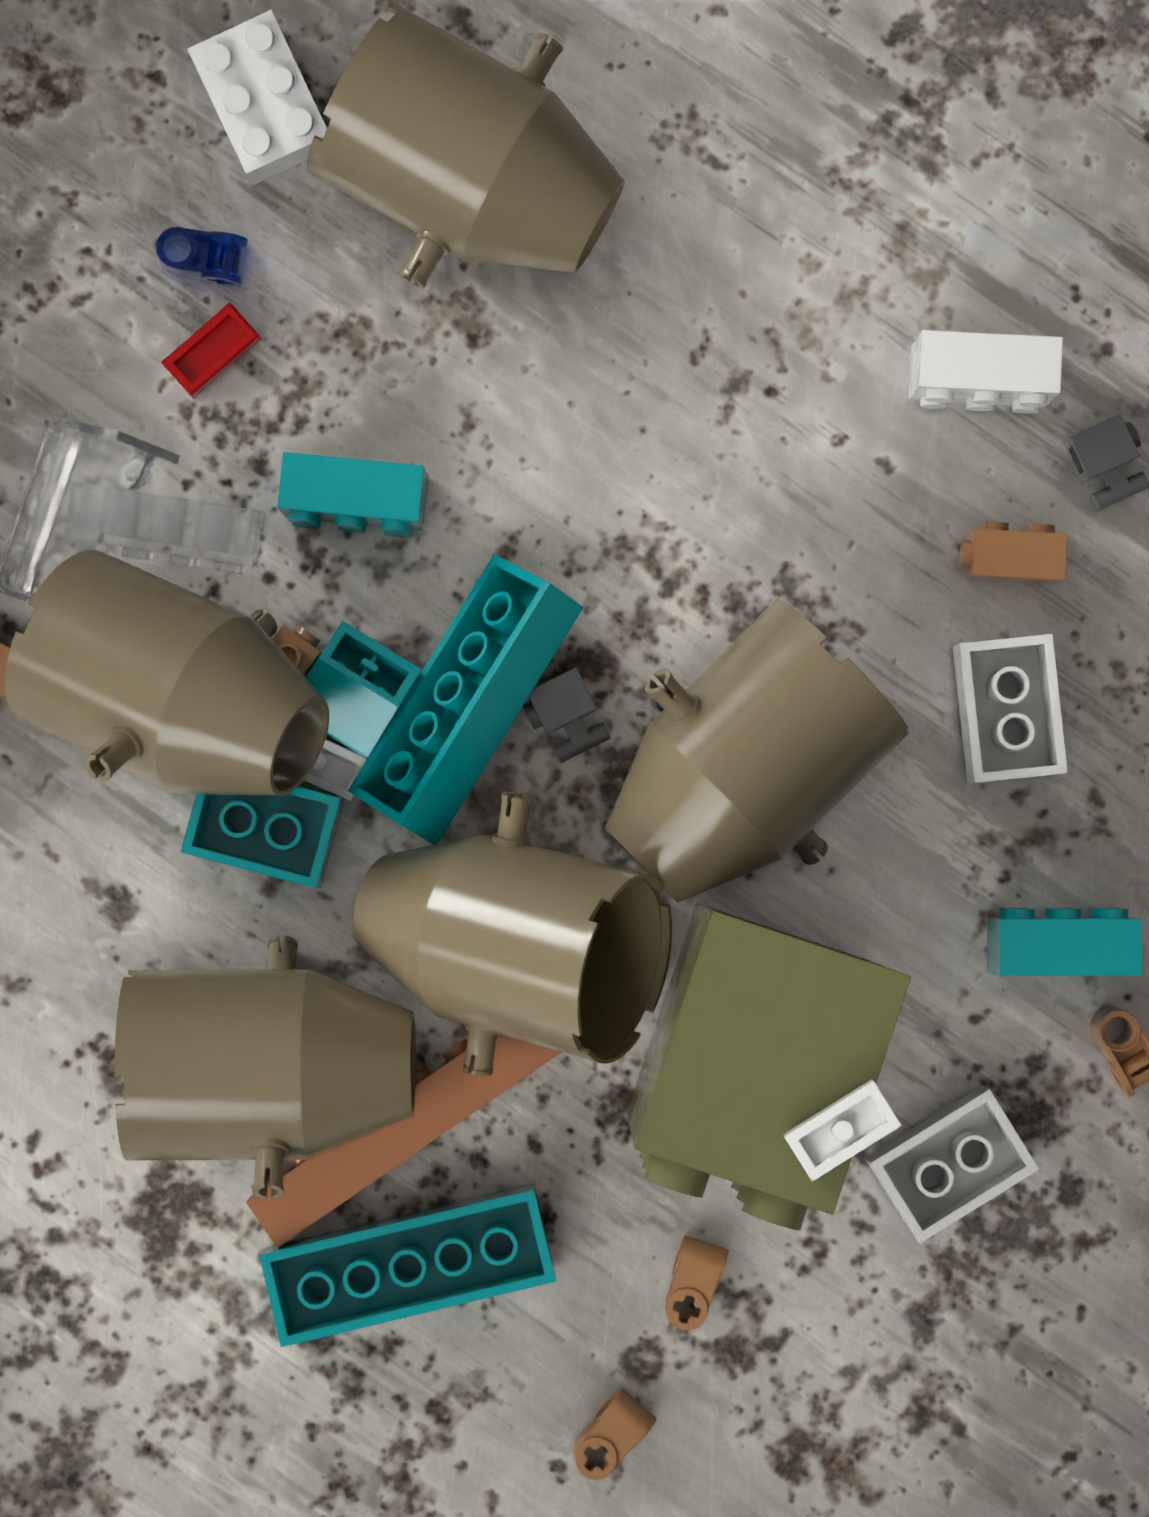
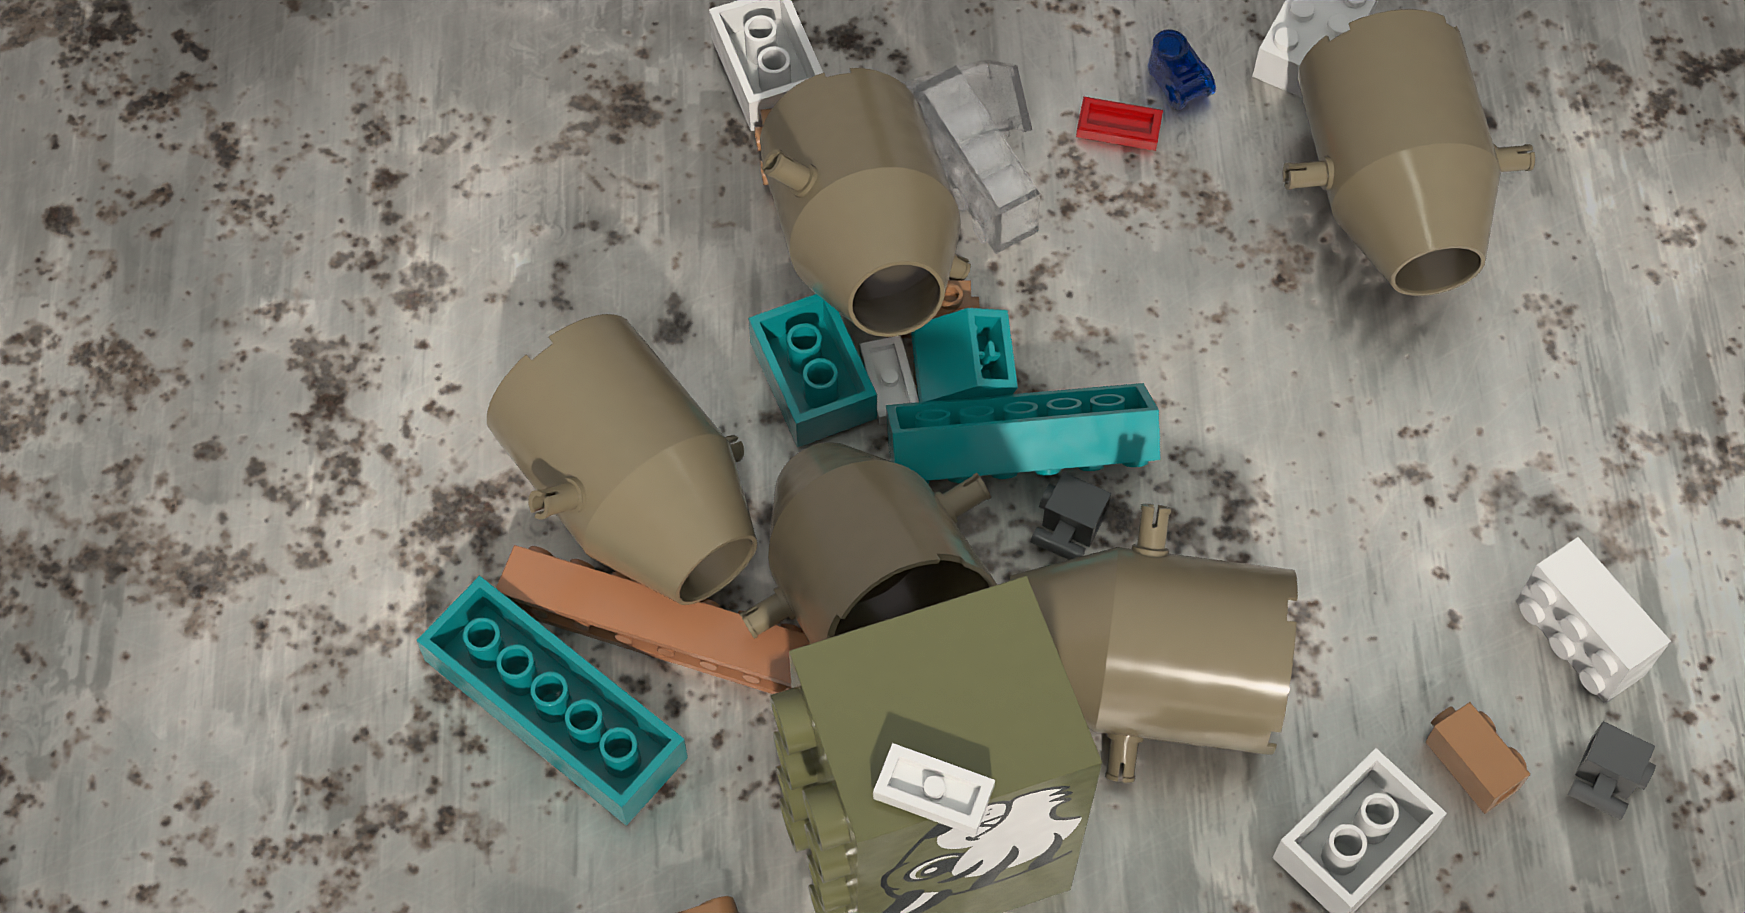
camera: 55 degrees right, 25 degrees down
(352, 494) = (1104, 261): teal brick -> none

